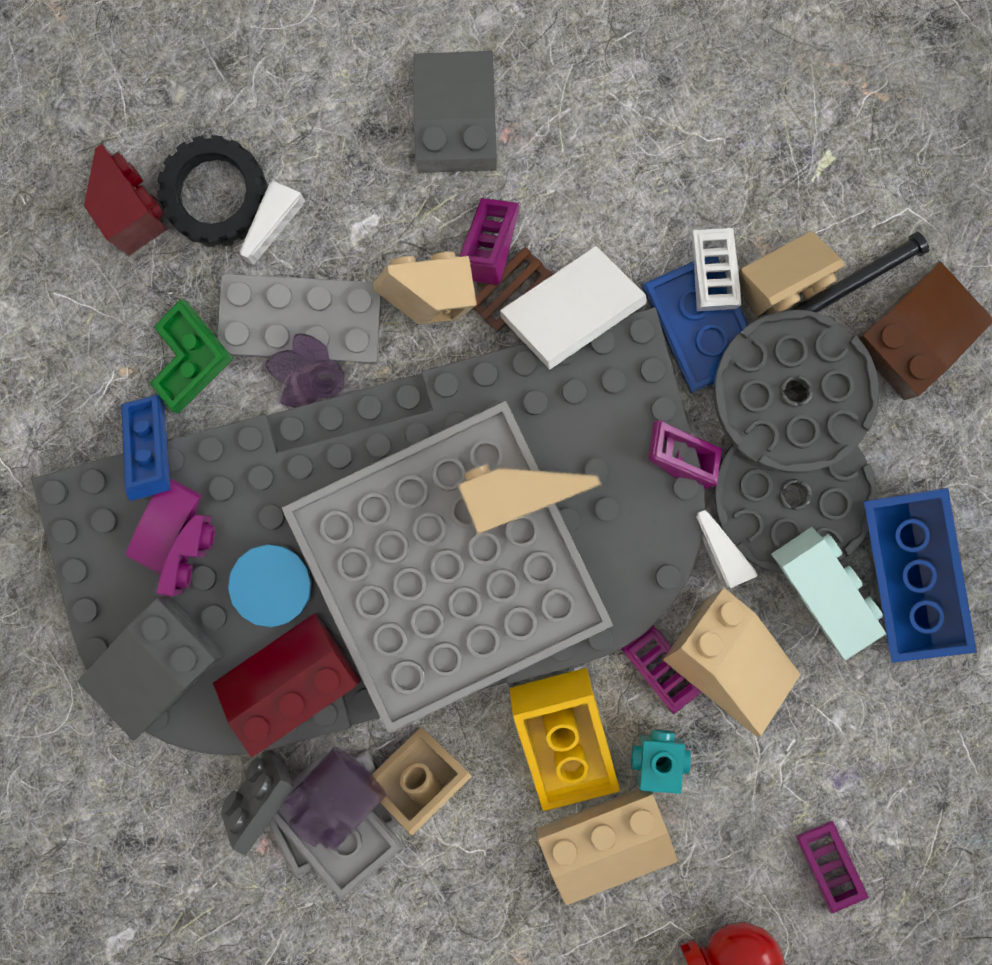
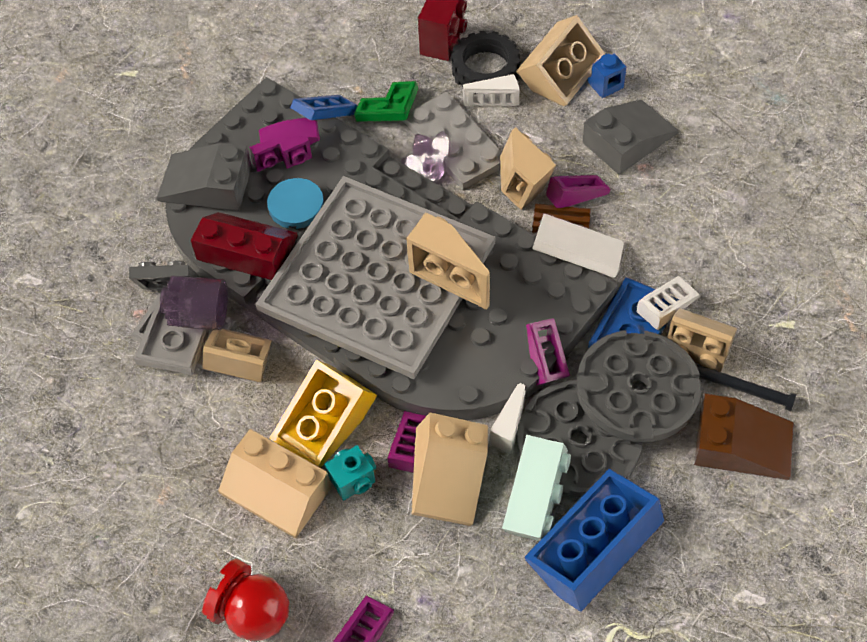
camera: 55 degrees right, 30 degrees down
(287, 100) = (561, 61): none -> tan slope
(353, 66) = (608, 68): none -> blue brick

